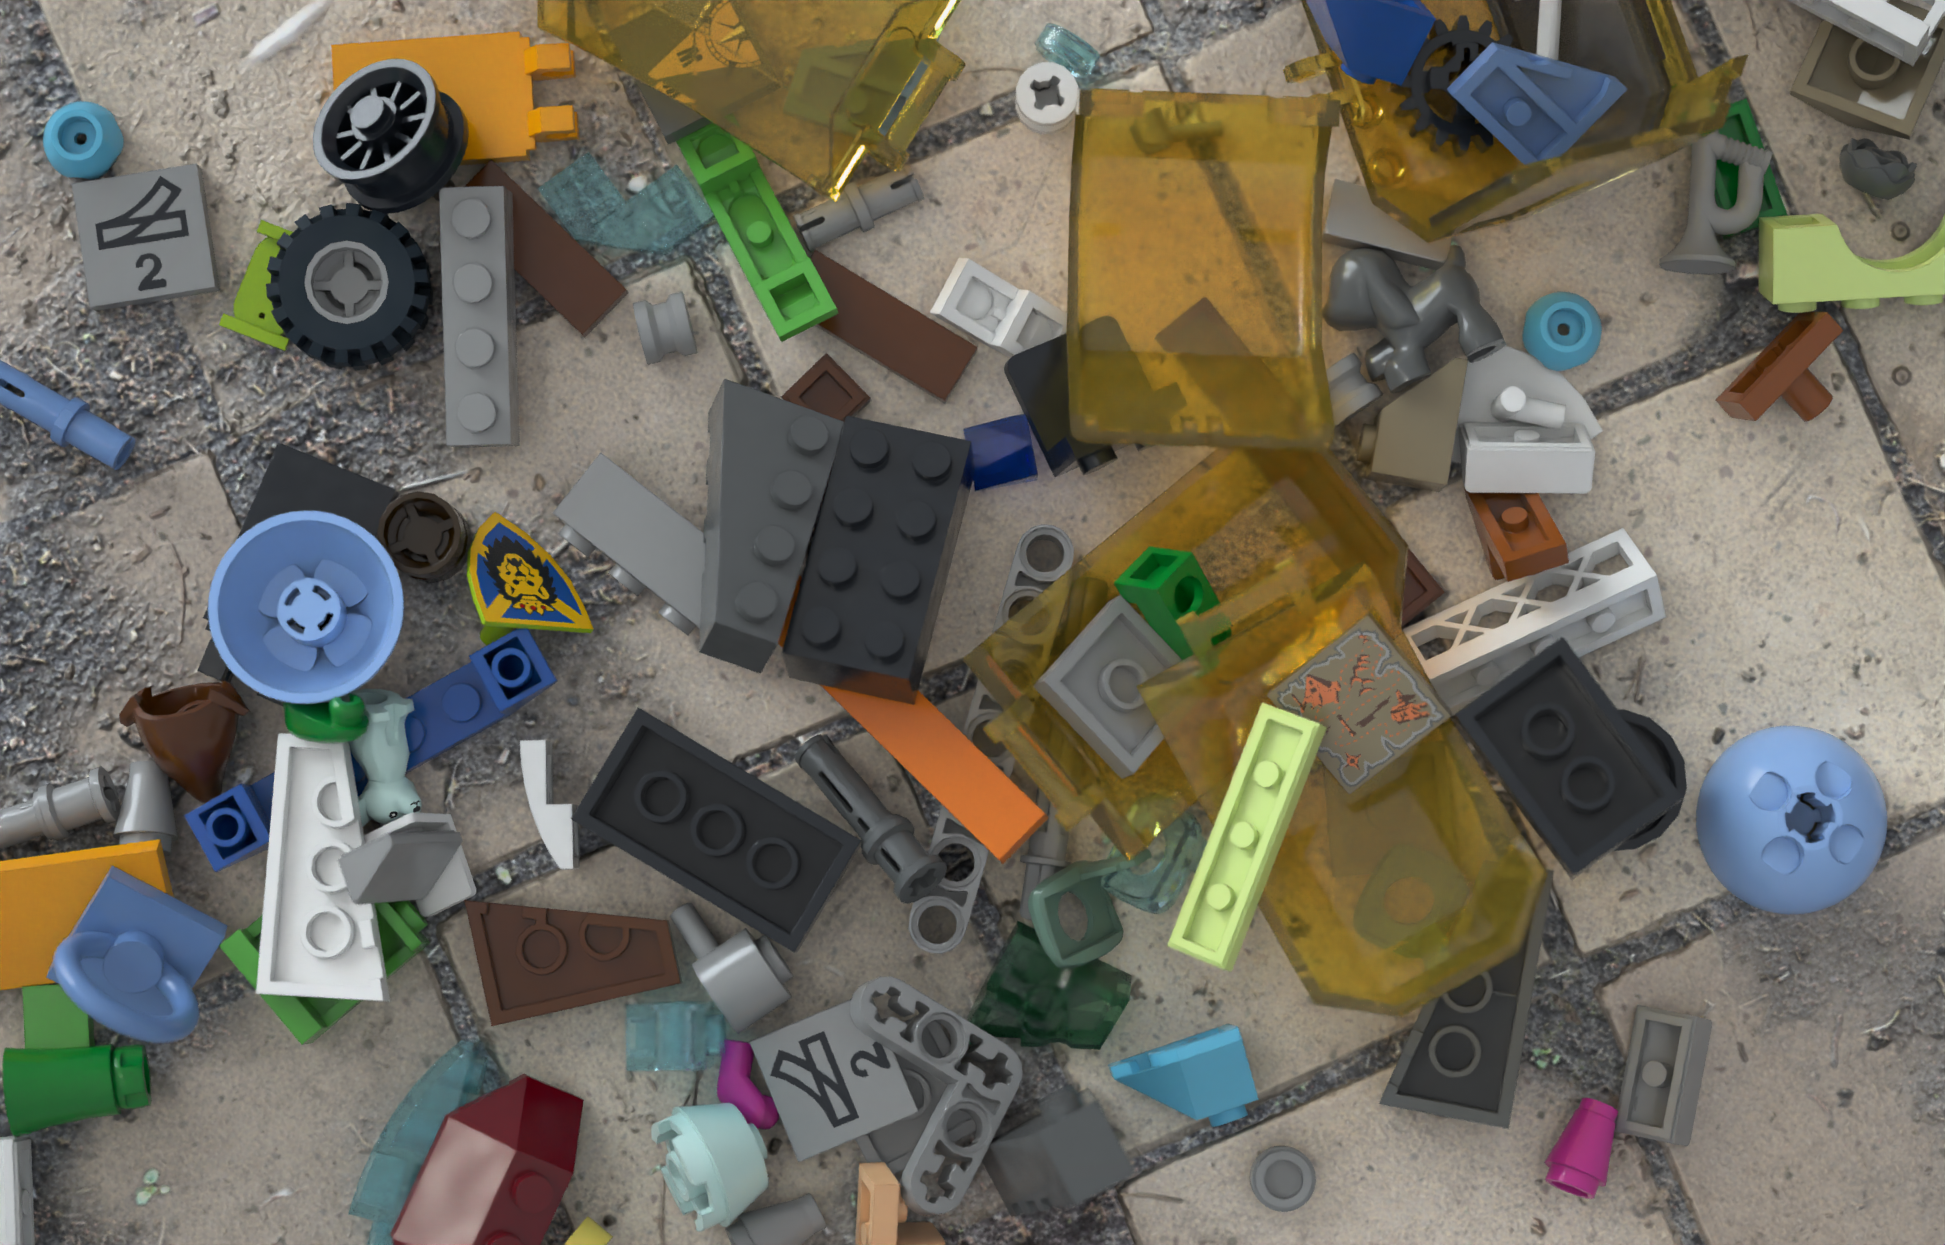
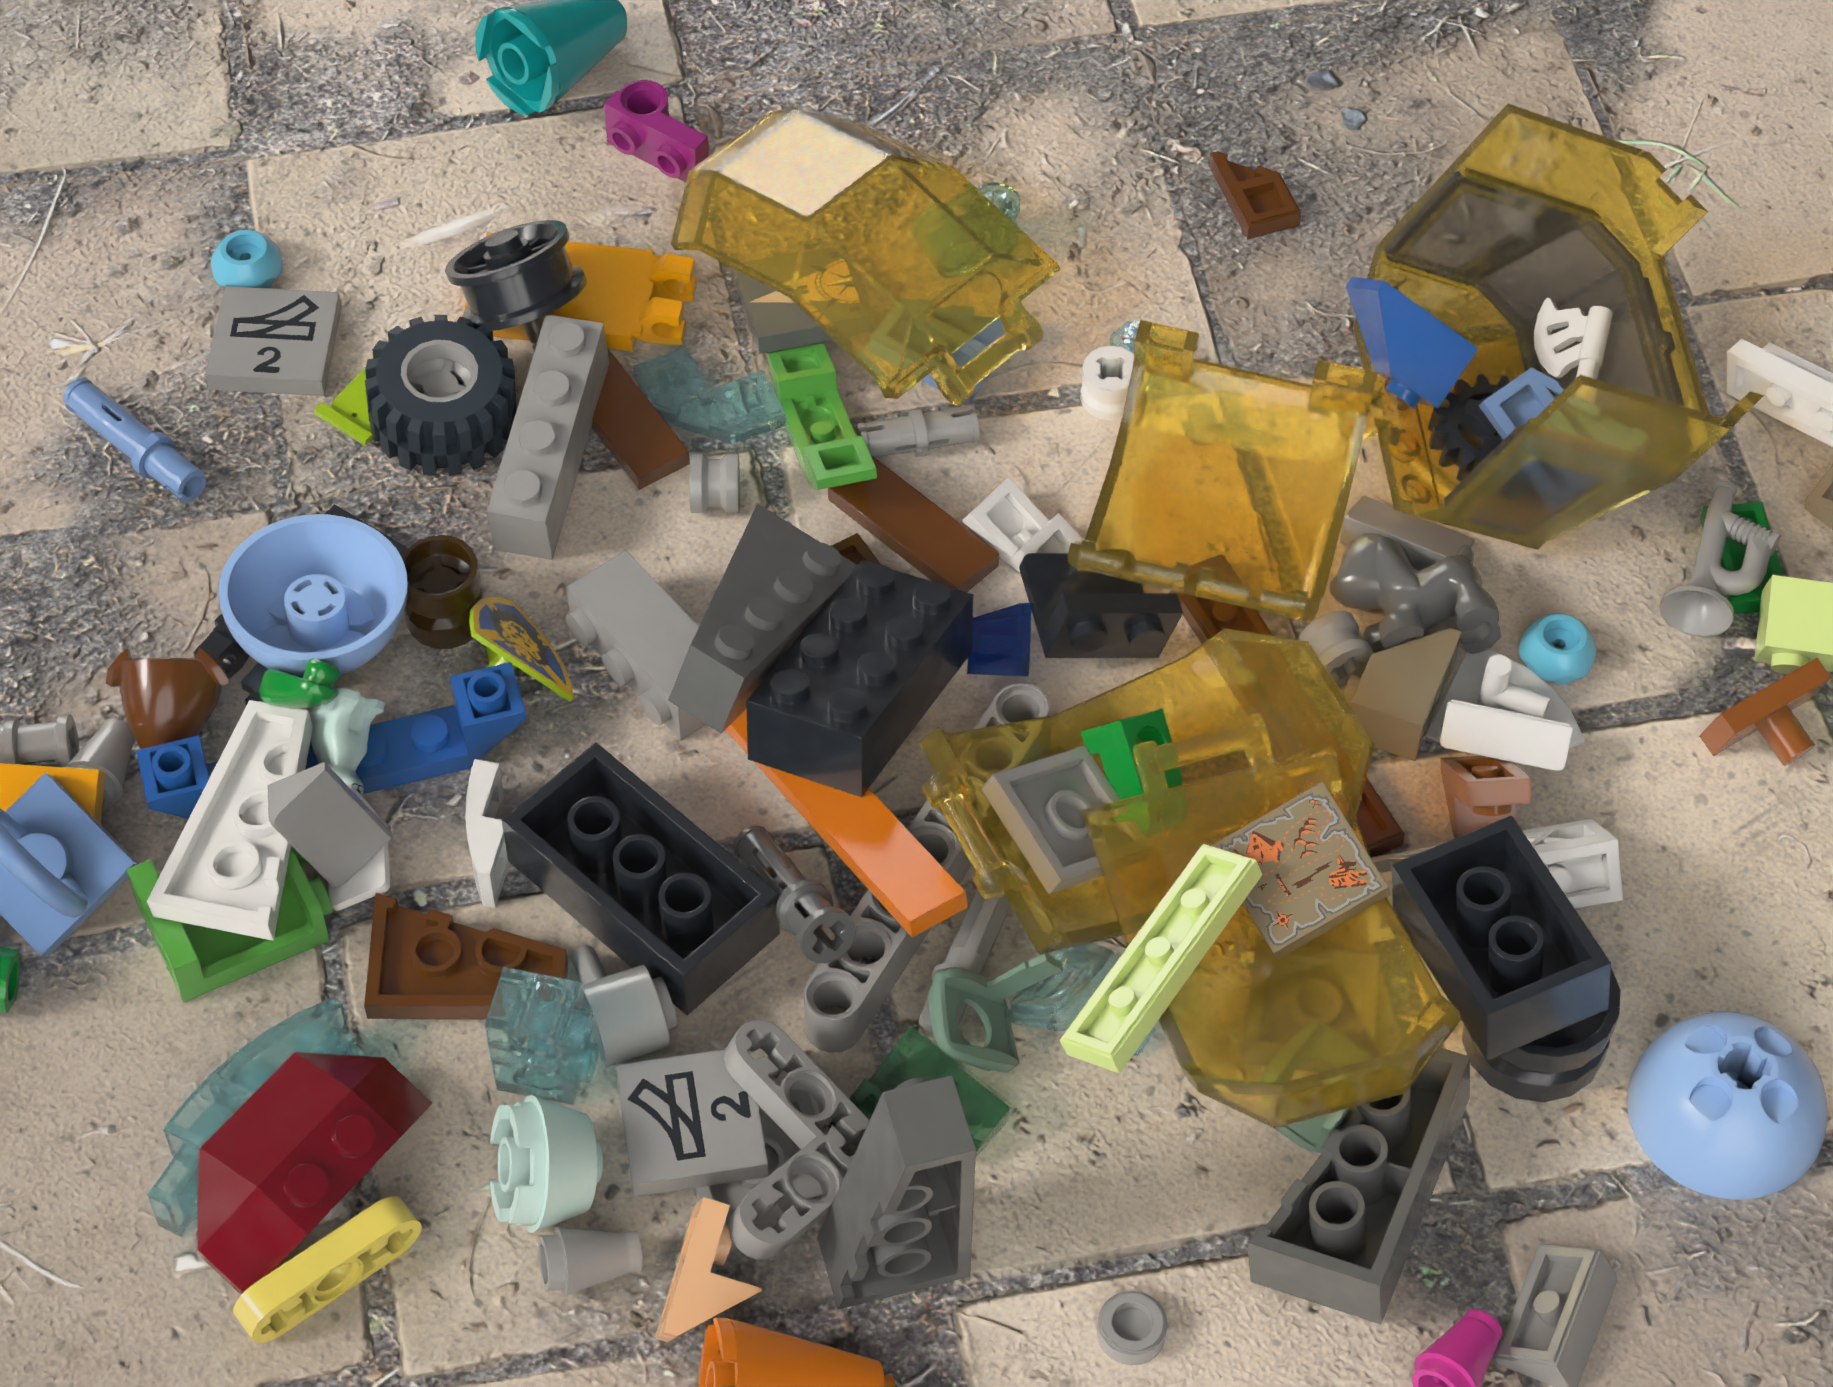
camera: 15 degrees right, 30 degrees down
(737, 1088) = (597, 1102): dark pink arm -> none
(1195, 1075) = (1058, 1185): medium azure slope -> none

